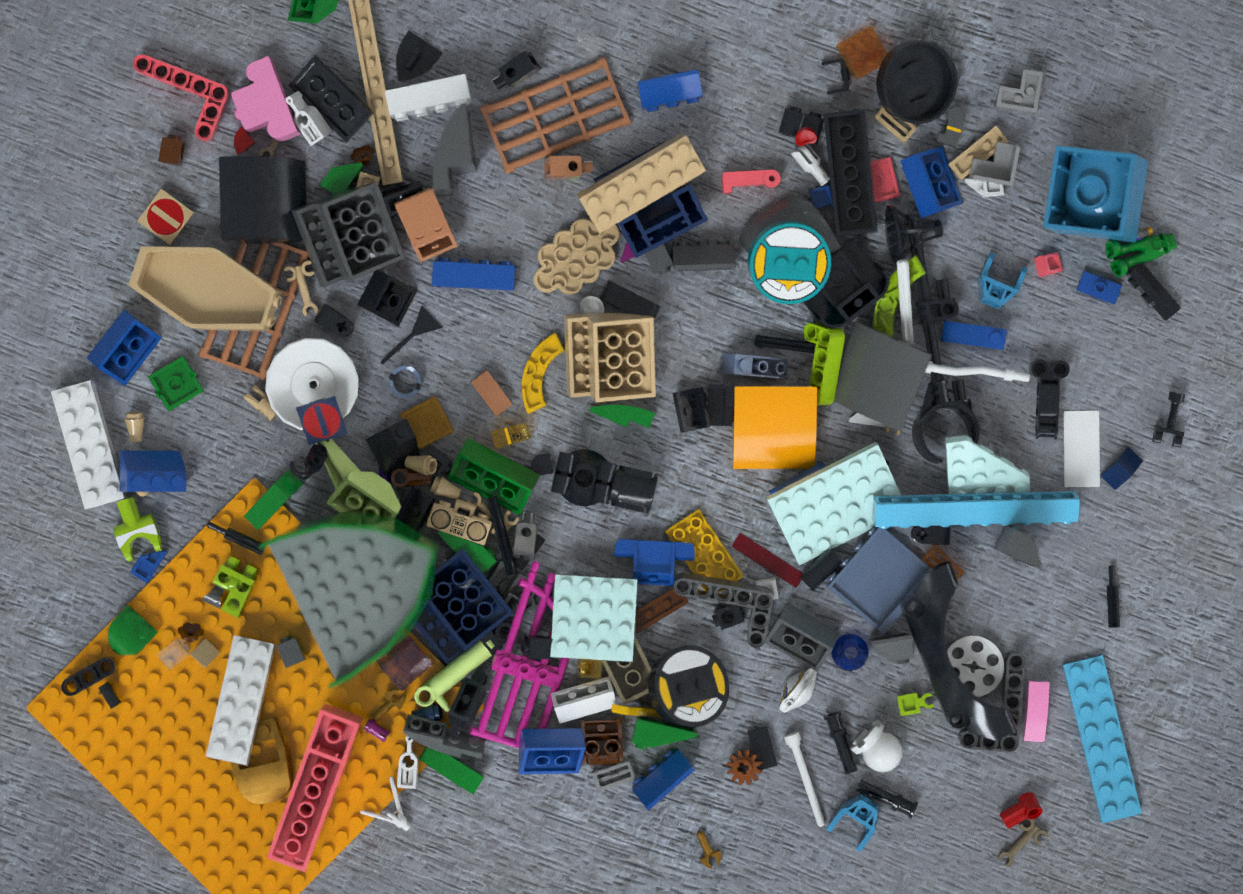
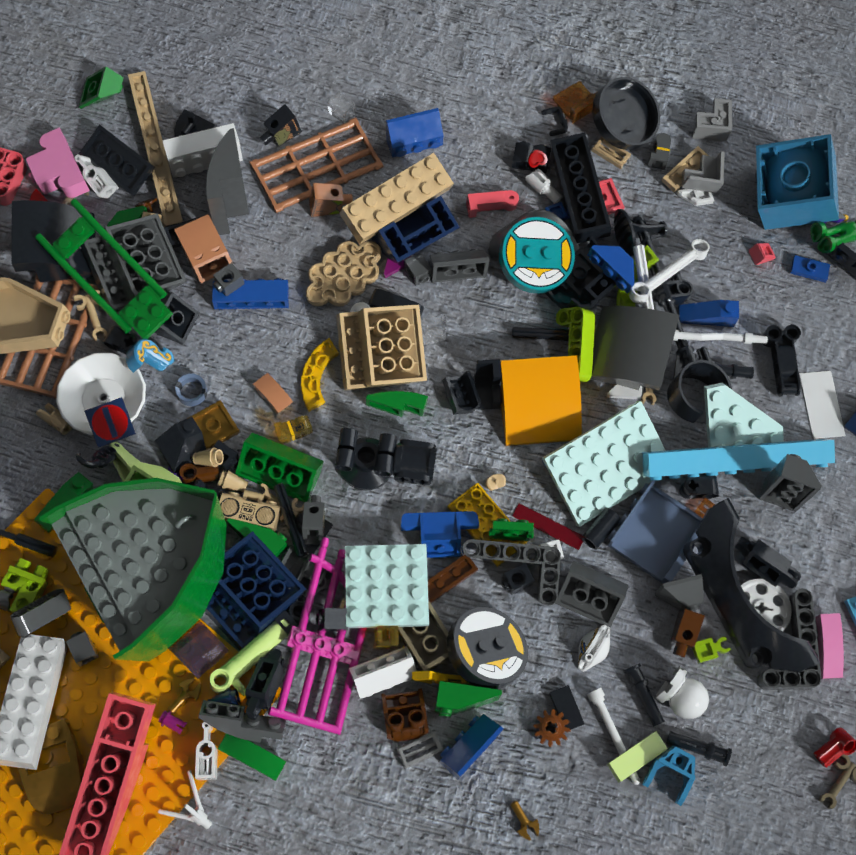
camera: 10 degrees left, 20 degrees down
(252, 615) = (40, 612): none -> dark grey beam
(358, 300) = (145, 310): none -> green plate
(364, 342) = (148, 352): none -> dark azure animal
(423, 324) = (206, 341): black piece -> none
(459, 265) = (228, 272): none -> dark grey brick
(542, 464) = (325, 453): black tile -> none
(550, 751) = (353, 728): blue slope -> none
(717, 509) = (495, 481): none -> tan piece
(734, 571) = (515, 531): none -> green plate
(754, 366) = (511, 349): sand blue slope -> none
(824, 801) = (637, 756): none -> yellowish green tile
(842, 644) = (633, 613): clear blue piece -> none
(872, 287) = (615, 265): none -> blue slope
(894, 677) = (690, 623): none -> reddish brown torso
(931, 181) = (649, 193): blue slope -> none
(935, 288) = (669, 271): none -> white piece
(987, 621) = (768, 563): none -> black hinge
(991, 405) = (738, 371): none -> black pin
(1002, 291) = (713, 267): dark azure piece -> none

